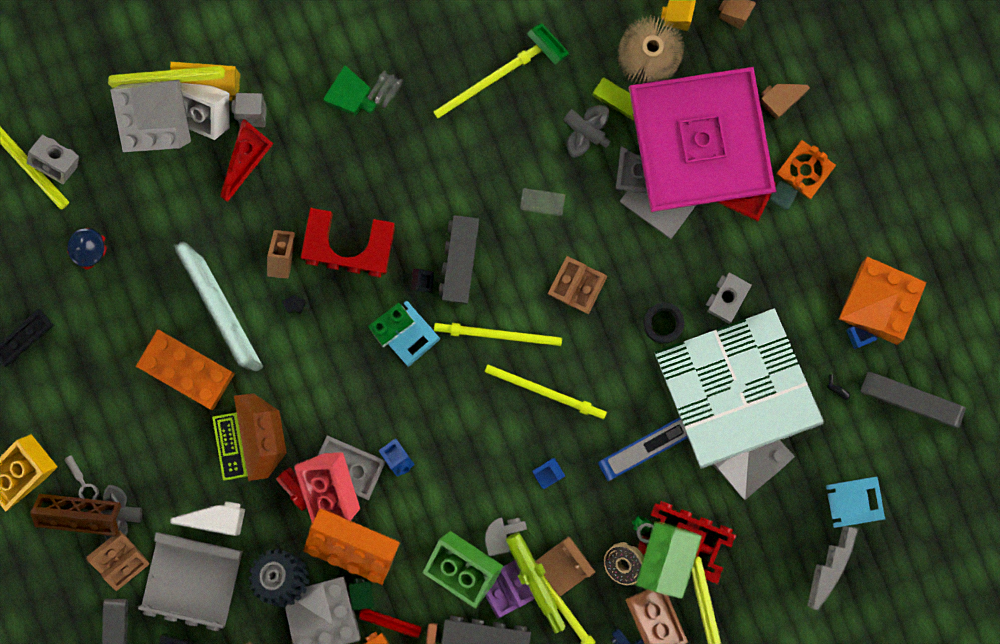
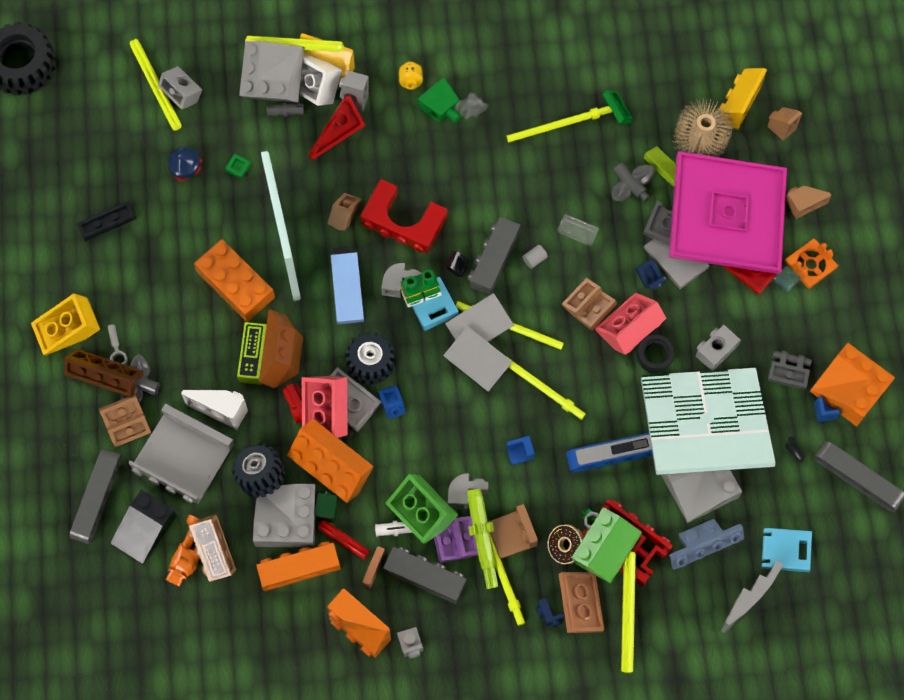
camera: 15 degrees right, 15 degrees down
(147, 233) = (238, 166): none -> green plate
(166, 154) = (285, 109): none -> dark grey pin
(306, 70) = (410, 75): none -> yellow head
(311, 344) = (347, 288): none -> light blue piece
(359, 317) = (391, 281): none -> light grey brick
(359, 417) = (369, 358): none -> black wheel
(435, 598) = (381, 529): none -> white pin
(466, 344) = (484, 318): none -> light grey tile
(475, 384) = (477, 358): none -> light grey tile
(504, 247) = (535, 256): none -> light grey piece
(628, 295) = (631, 323): none -> coral slope
(635, 234) = (650, 274): none -> dark blue bracket
(766, 516) = (704, 541): none -> sand blue bracket
(811, 307) = (787, 374): none -> dark grey plate

